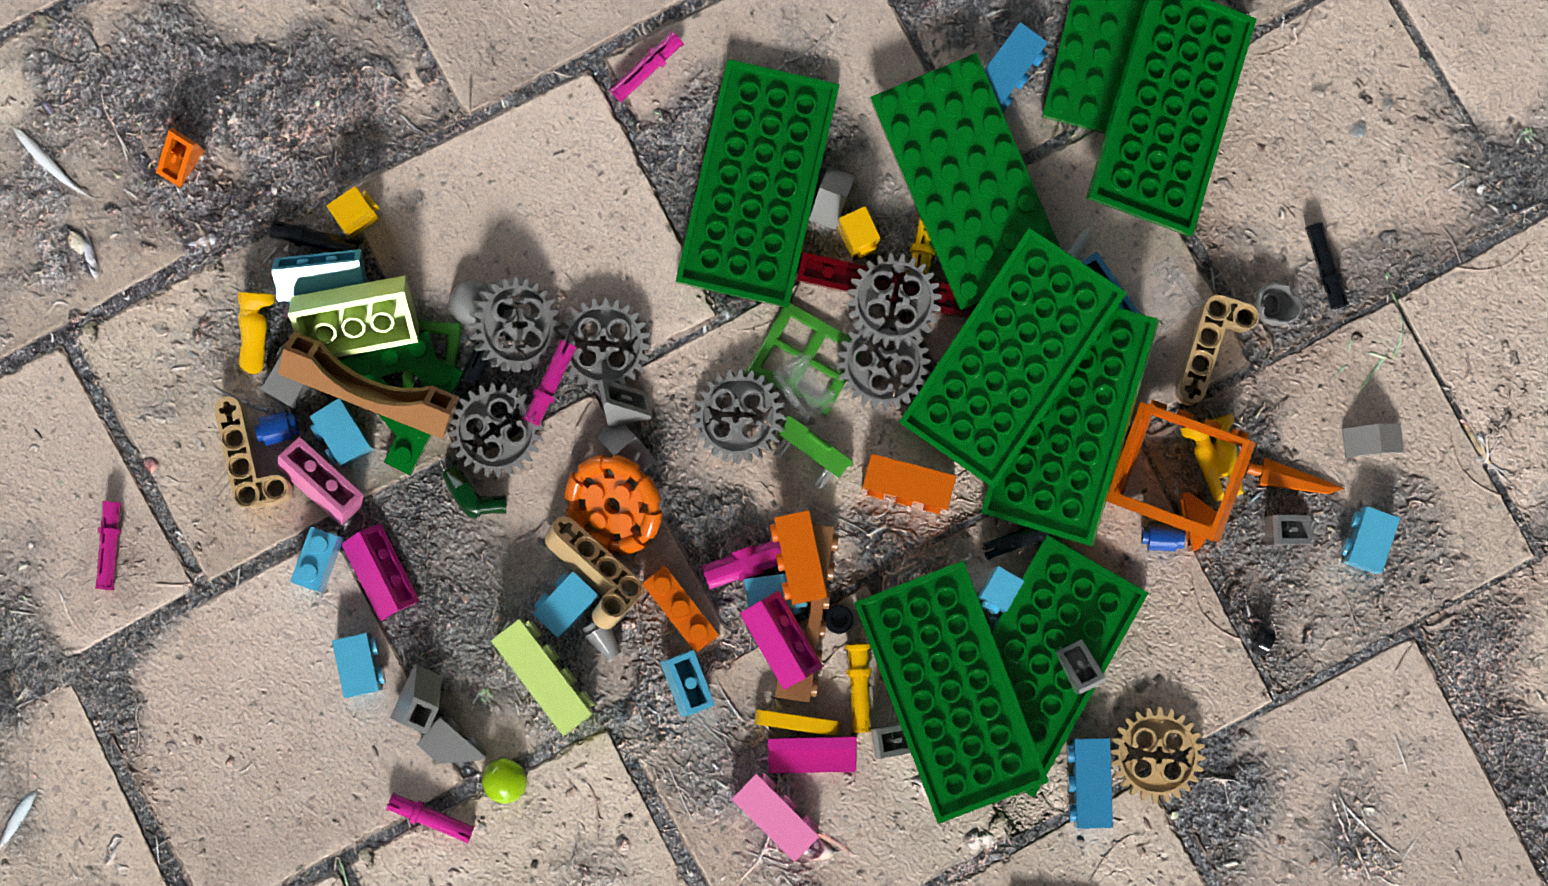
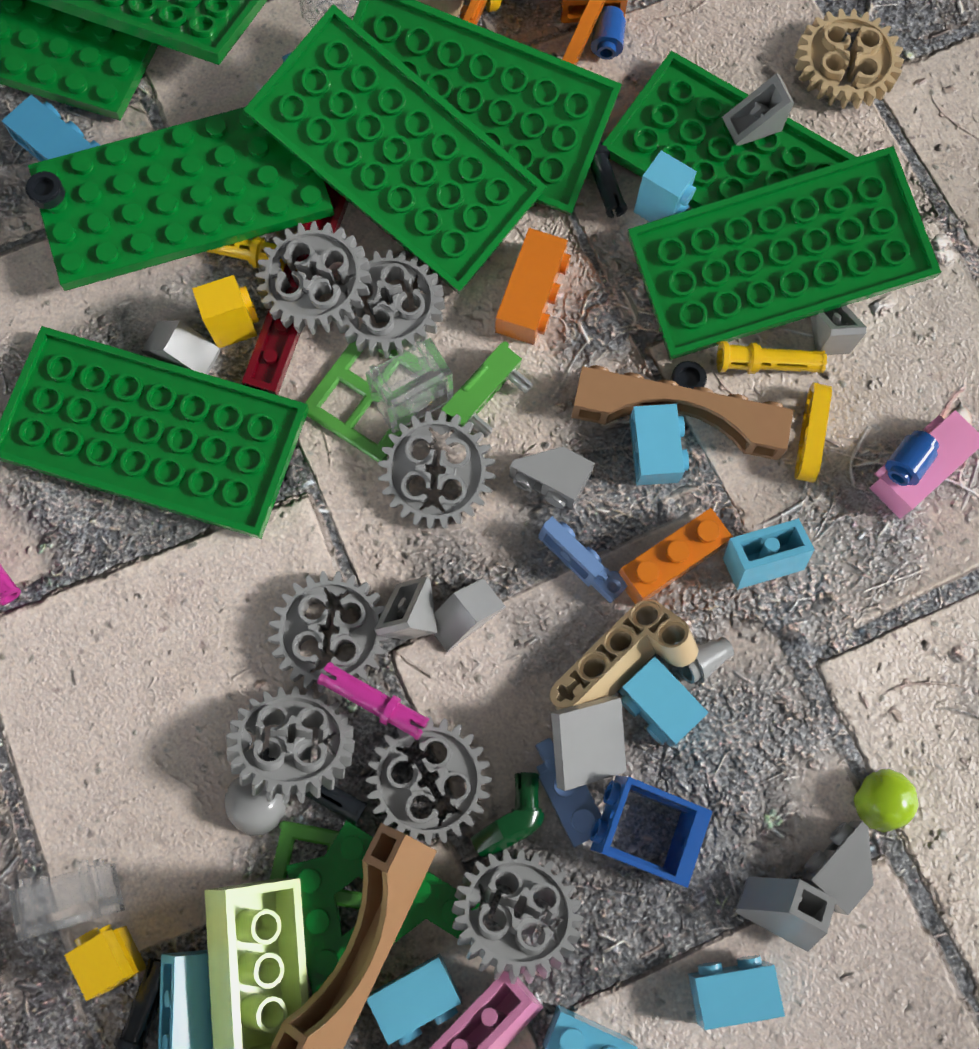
camera: 85 degrees left, 10 degrees down
(380, 571) = (613, 954): dark pink panel -> none
(393, 178) = (65, 899): none -> clear container
(419, 813) = (938, 904): dark pink pin -> none
(426, 509) = (506, 948): none -> light grey gear
(458, 624) = (685, 842): none -> blue window
(493, 537) = (573, 807): none -> medium blue hinge
(529, 548) = (588, 742): none -> light grey tile
(543, 676) = (762, 733): yellowish green brick -> none
(614, 486) = (515, 622): orange plate -> none
(673, 539) = (581, 560): none -> medium blue hinge
(741, 564) = (618, 476): dark pink piece -> none
(744, 512) = (554, 473): none -> light grey slope
(769, 795) = (912, 458): none -> blue brick
(781, 640) = (721, 432): dark pink panel -> none
(798, 558) = (621, 402): orange brick -> none
(812, 754) = (848, 420): dark pink panel -> none
(949, 73) = (45, 190): none -> black tile
(1090, 783) = (882, 122): dark azure brick -> none

